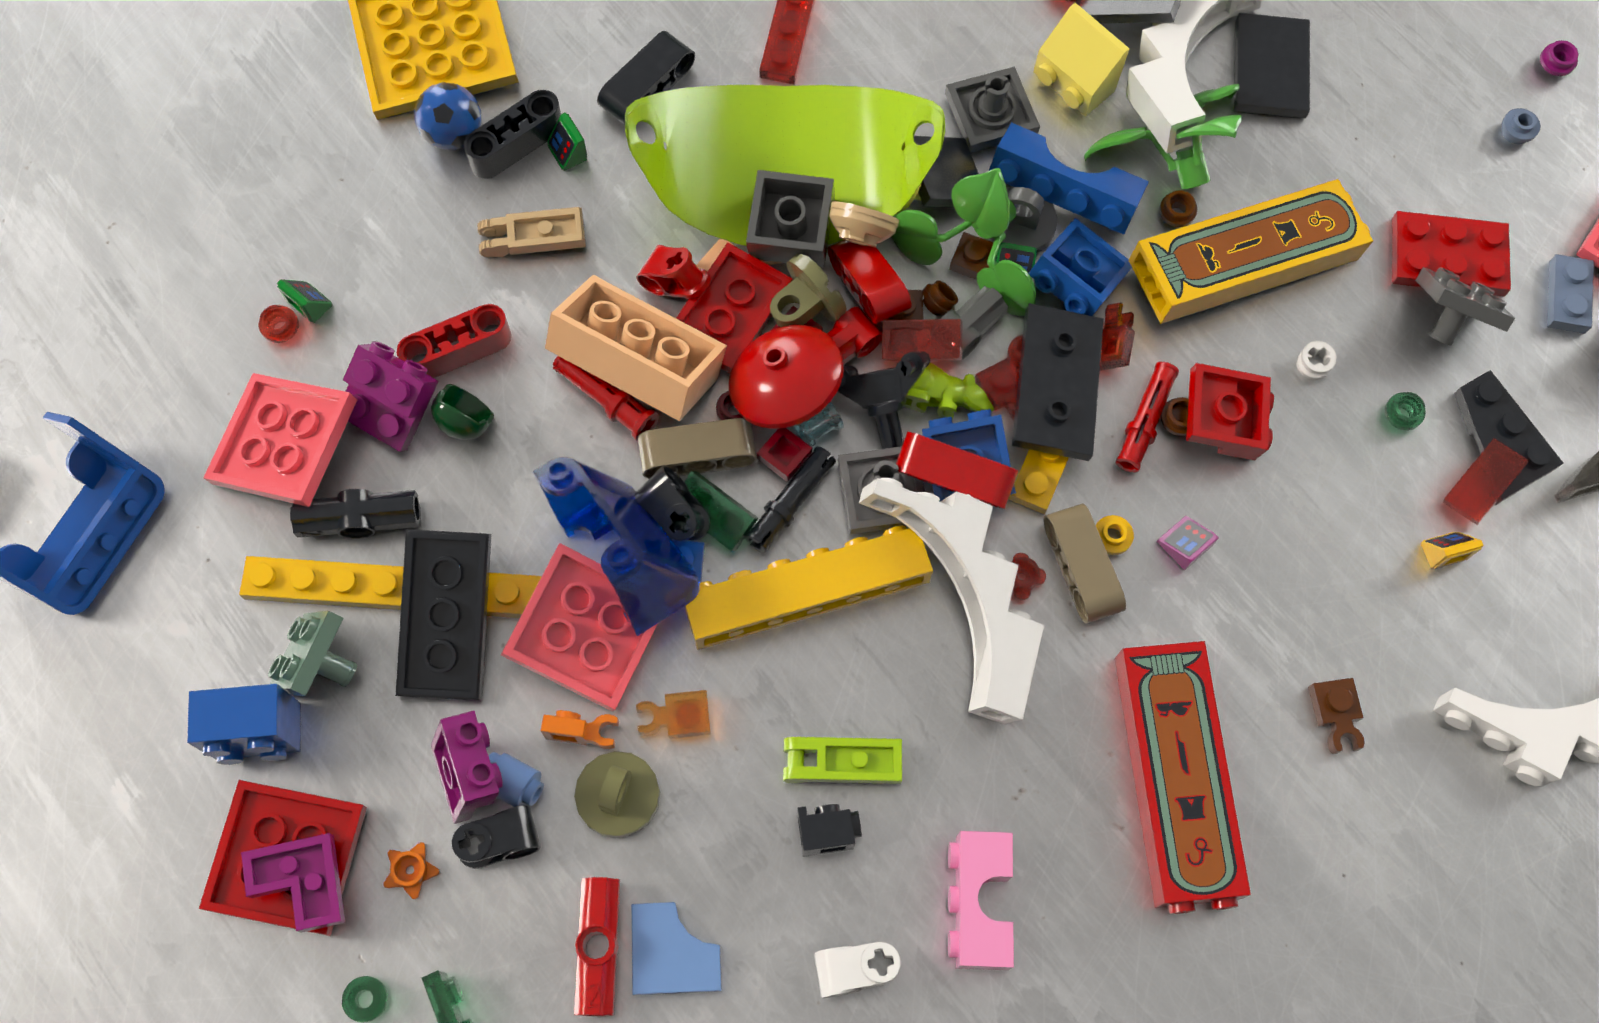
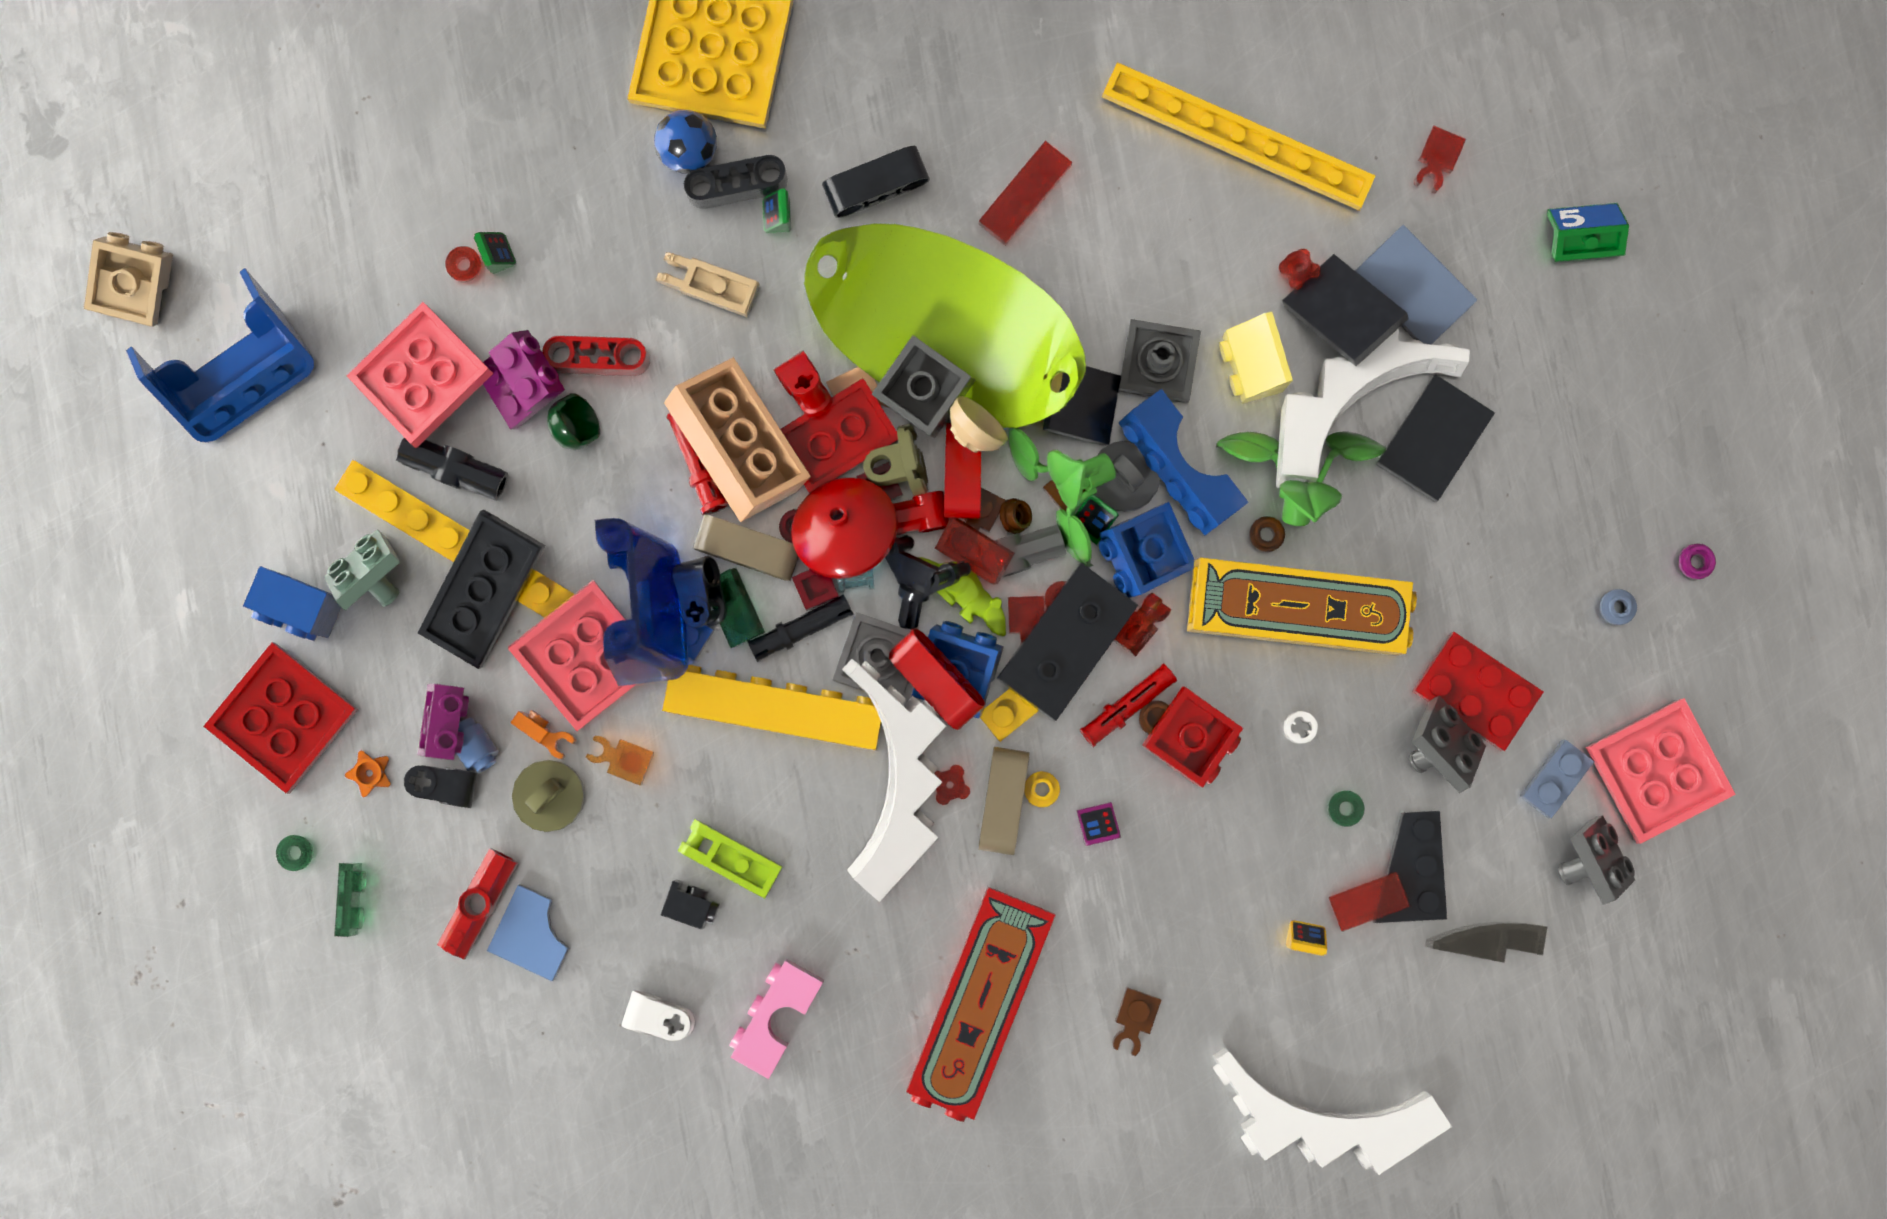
camera: 30 degrees right, 15 degrees up
(306, 869) = (293, 745): magenta plate -> none

